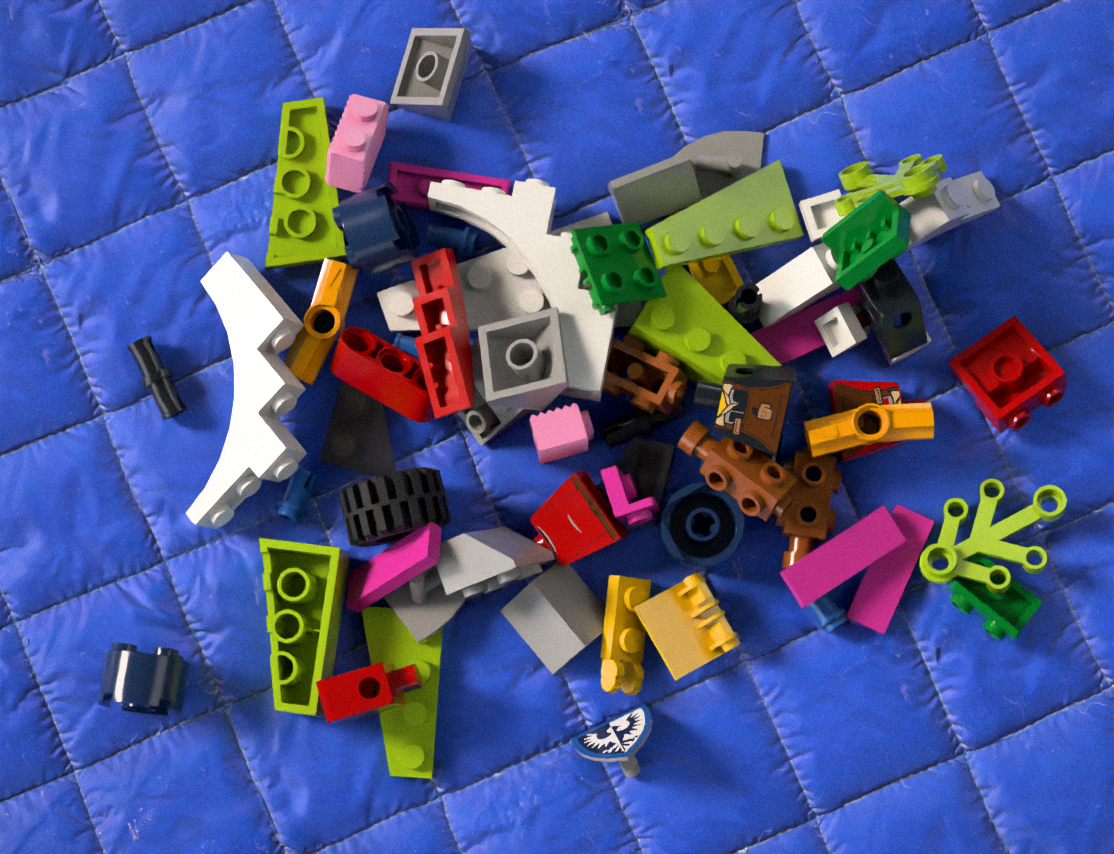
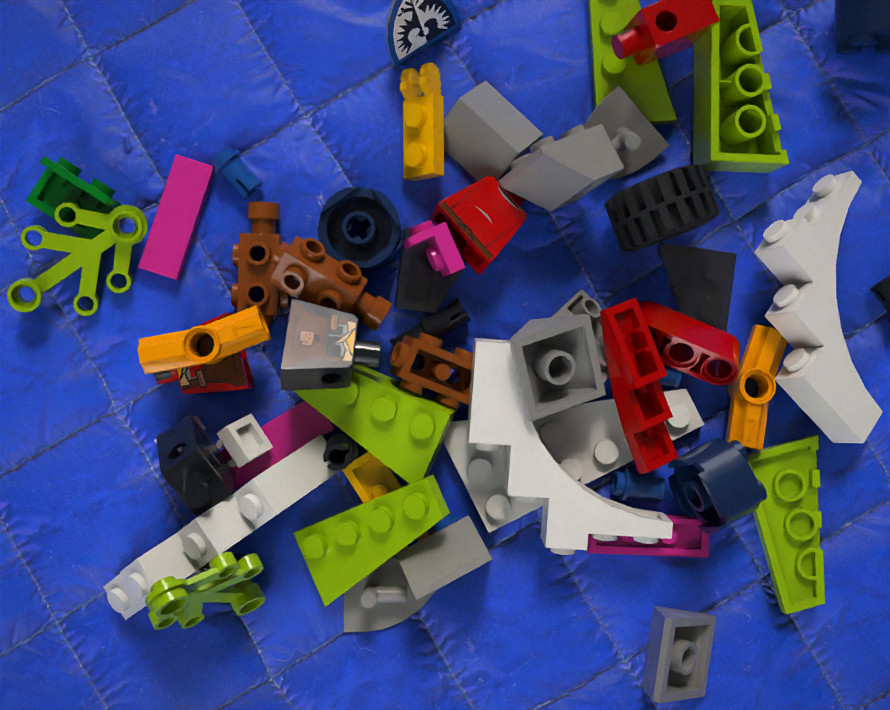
camera: 175 degrees right, 5 degrees up
(296, 495) = (752, 217): blue pin -> none
(356, 143) = (749, 570): bright pink brick -> none
(394, 567) = (653, 150): dark pink tile -> none
(561, 432) = (508, 302): bright pink brick -> none
(616, 265) = (474, 472): green hinge -> none
(687, 625) = (363, 135): yellow hinge -> none
(820, 214) = (275, 553): white tile -> none
(842, 556) = (220, 217): dark pink tile -> none
(868, 238) = (215, 528): green bracket -> none
(1009, 375) = (76, 417): red plate -> none

